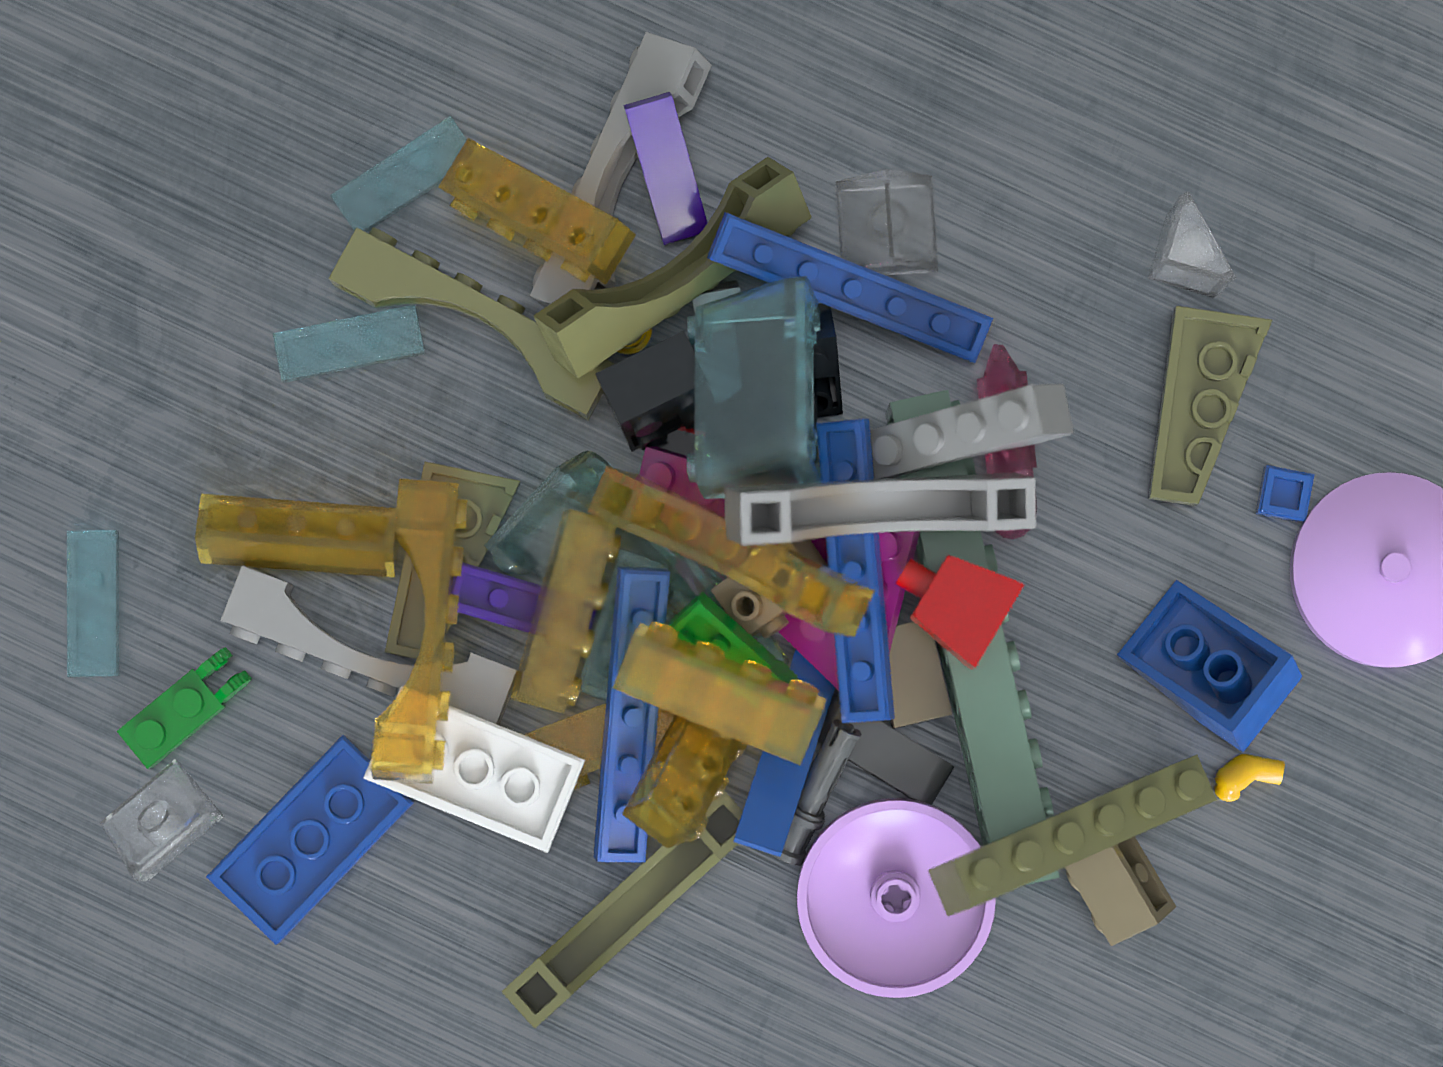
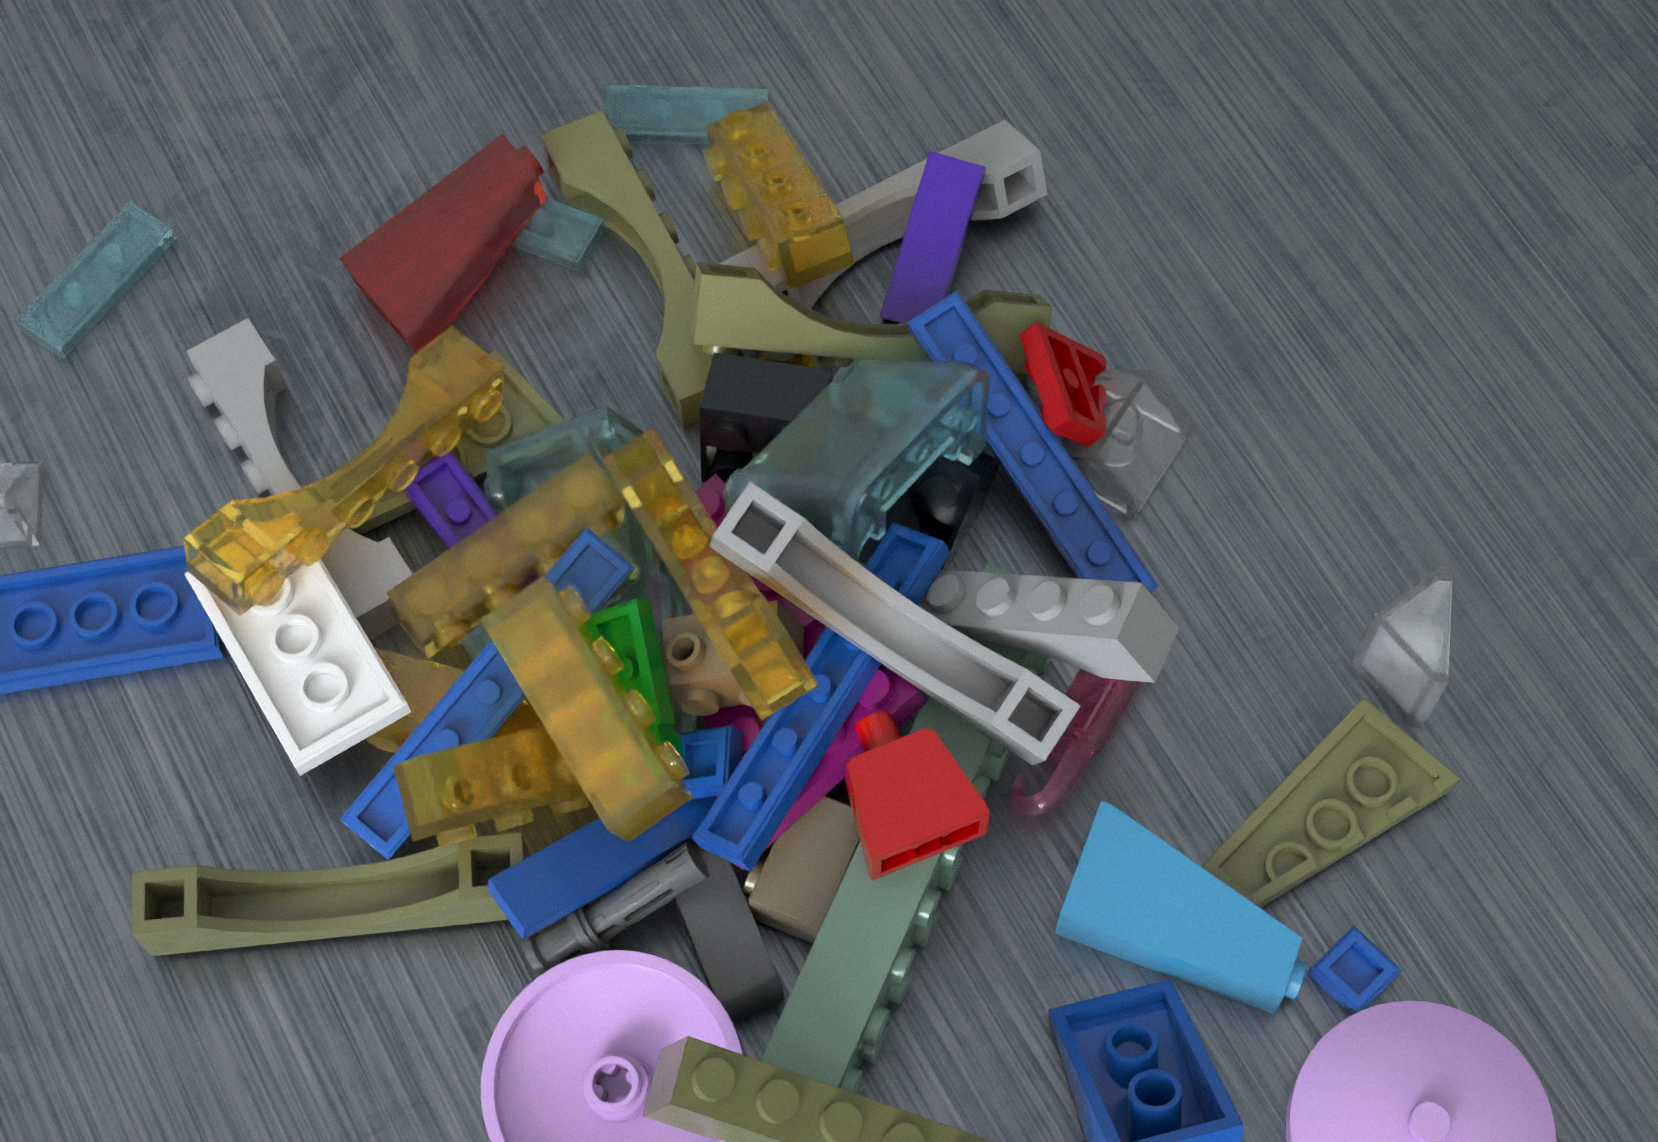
camera: 35 degrees right, 20 degrees down
(180, 711) = (89, 421): green hinge -> none
(297, 535) = (316, 326): clear yellow brick -> none
(327, 410) = (447, 241): none -> clear red slope
(808, 657) = (710, 759): none -> blue tile
(840, 222) = (1066, 383): none -> red wing
(1145, 542) = (1176, 918): none -> dark azure slope

